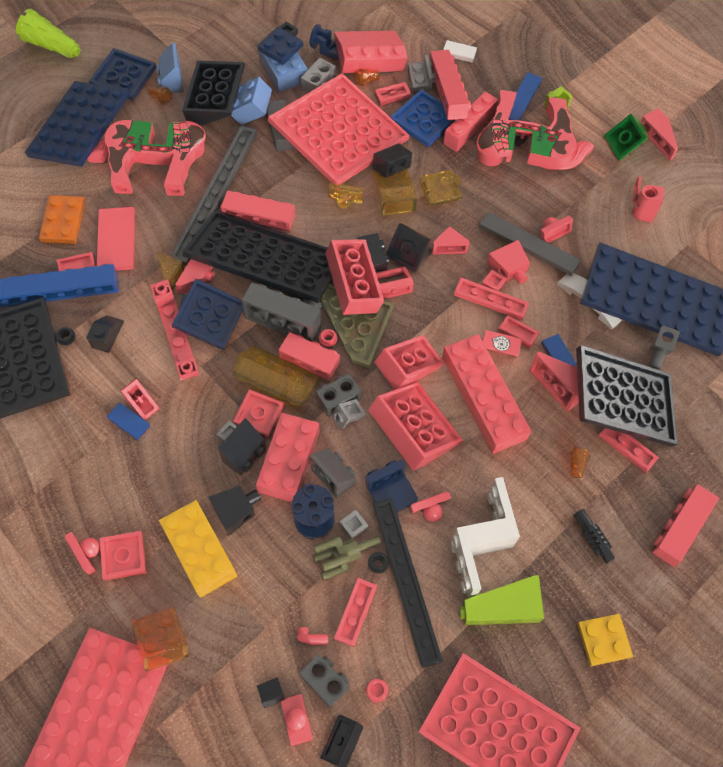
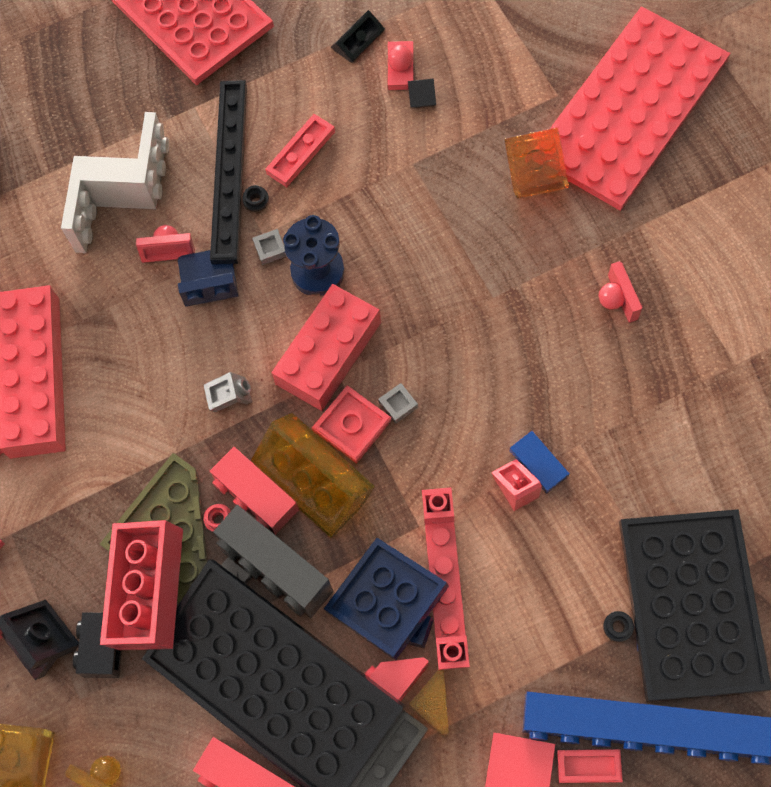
camera: 155 degrees left, 5 degrees up
(104, 333) = (553, 615): black slope -> none
(122, 555) = (570, 278): coral plate -> none
(198, 548) = (473, 261): yellow brick -> none
(234, 507) = (416, 301): black torso -> none
(242, 447) = (386, 370): black slope -> none
(311, 639) = (368, 140): coral arm -> none
(320, 684) = (361, 87): dark grey brick -> none
(332, 471) = (273, 310): dark grey slope -> none
(335, 390) = (231, 413): dark grey brick -> none
(341, 553) = (294, 209): olive plant -> none
(377, 690) = (303, 73): coral tile -> none
(395, 287) = (77, 573): coral tile -> none
(408, 362) = (115, 444): coral slope -> none
(414, 425) = (143, 352): coral slope -> none
(505, 605) = (119, 116): lime slope -> none
(604, 640) = (33, 64): yellow plate -> none

